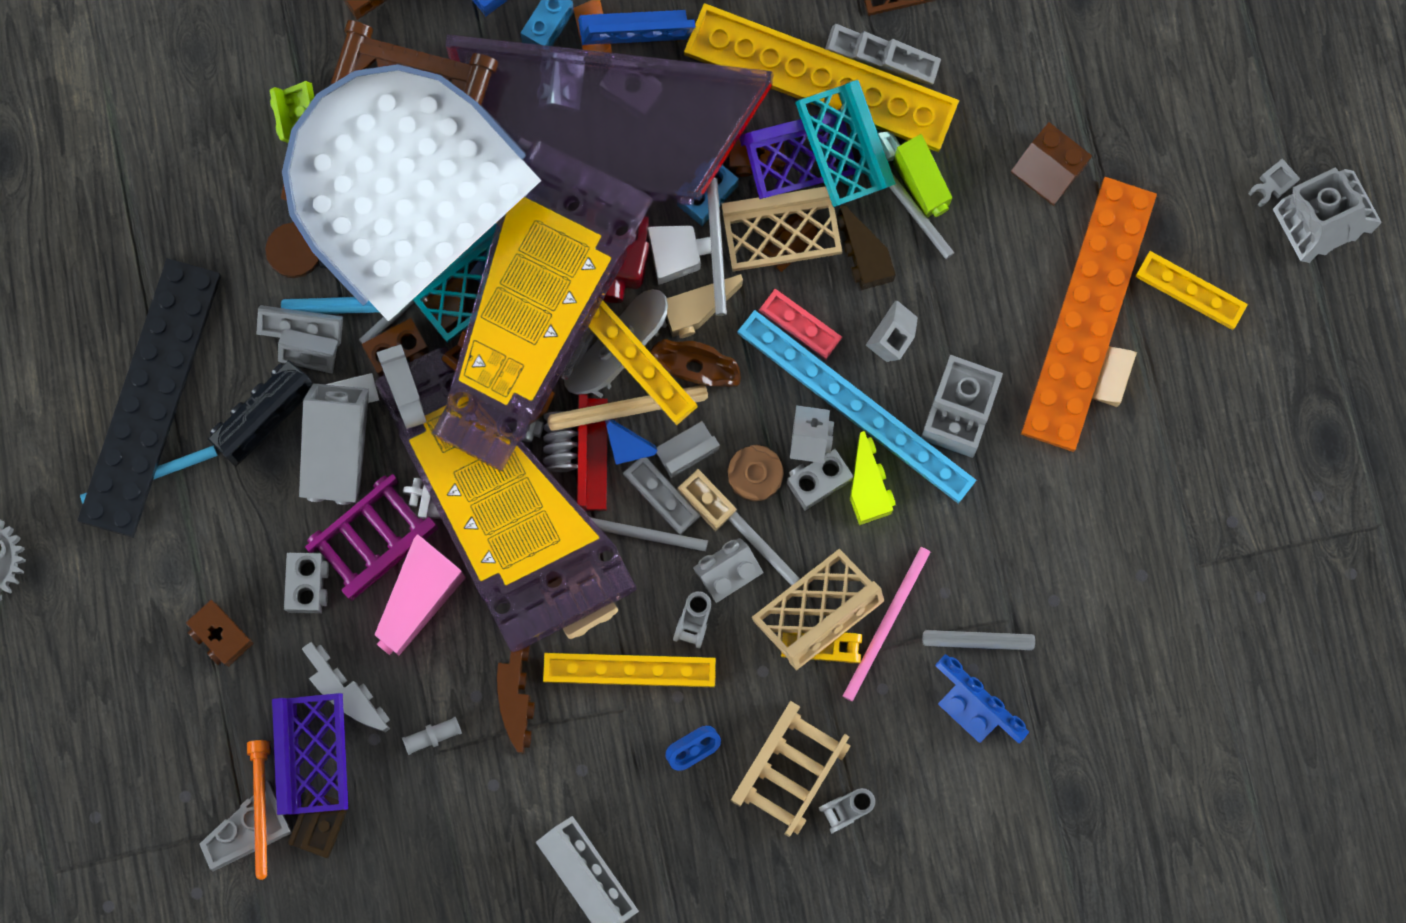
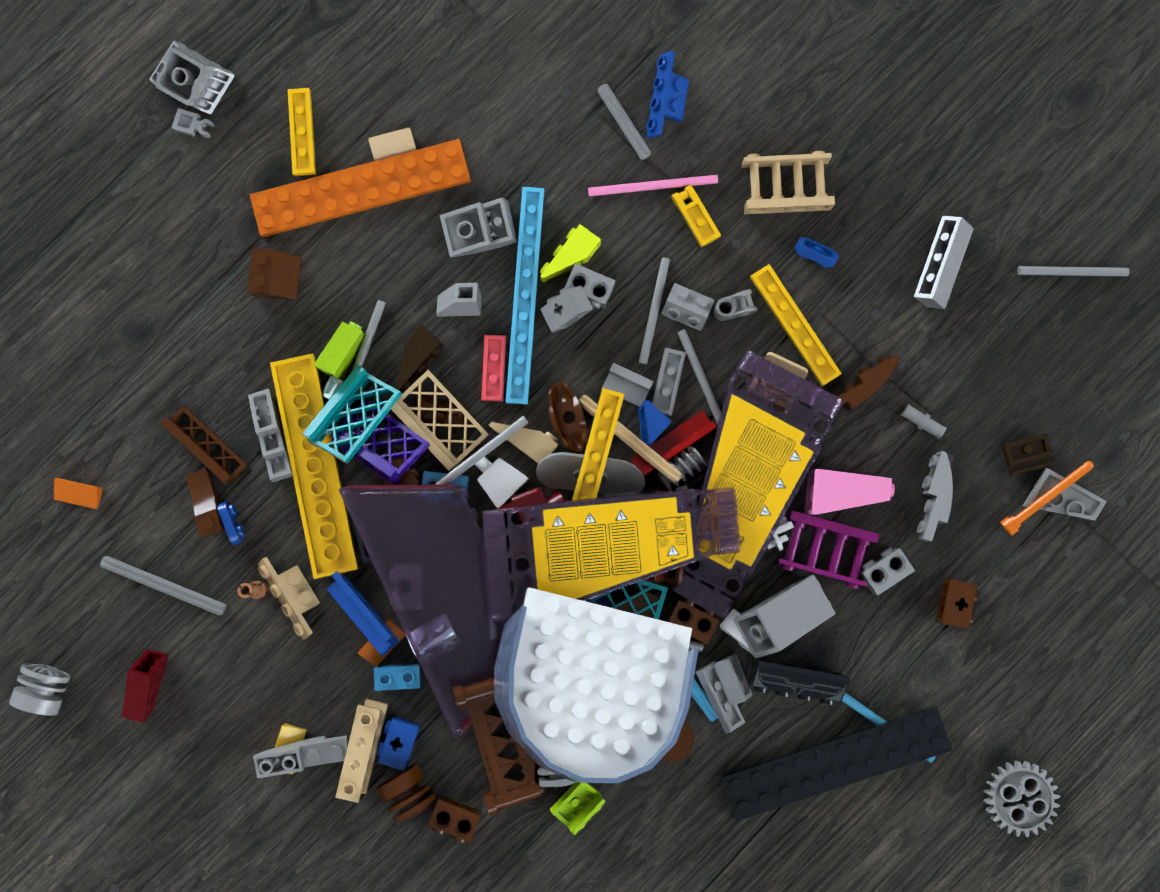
camera: 120 degrees left, 5 degrees up
(288, 759) = (1001, 503): dark purple fence -> none
(402, 385) = (720, 594): light grey leg -> none
(706, 499) = (652, 349): tan slope -> none
(755, 473) = (612, 331): medium nougat tile -> none
(828, 628) = (677, 212): tan fence -> none
(846, 809) = (788, 131): light grey piece -> none

